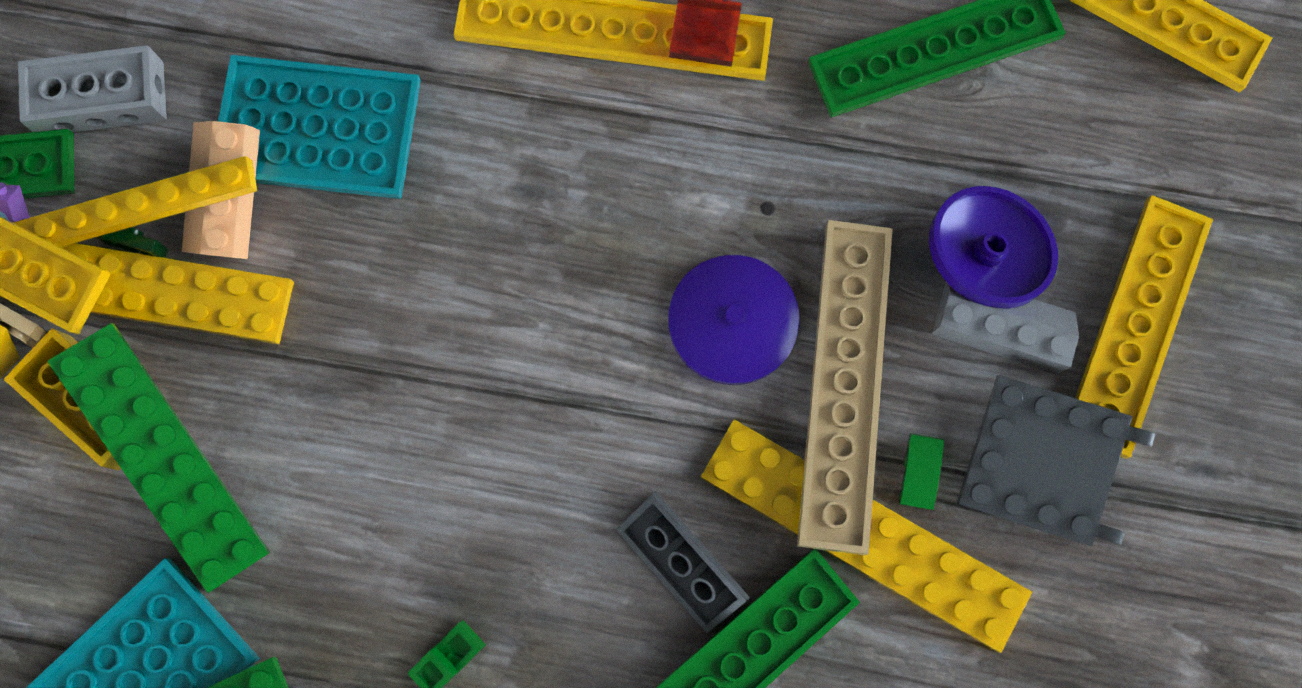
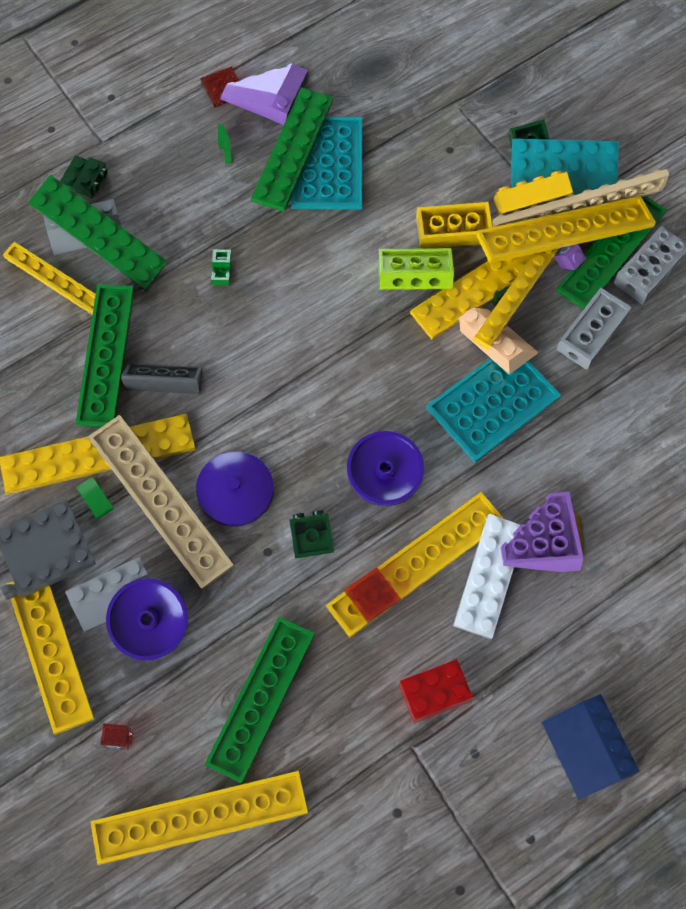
camera: 135 degrees right, 10 degrees down
(159, 456) = (400, 229): green plate -> none
(207, 383) = (415, 269): none -> lime brick
(533, 162) = (385, 468): none -> dark purple dish
(699, 171) = (311, 534): none -> dark green plate
(1139, 151) = (116, 736): none -> clear red brick

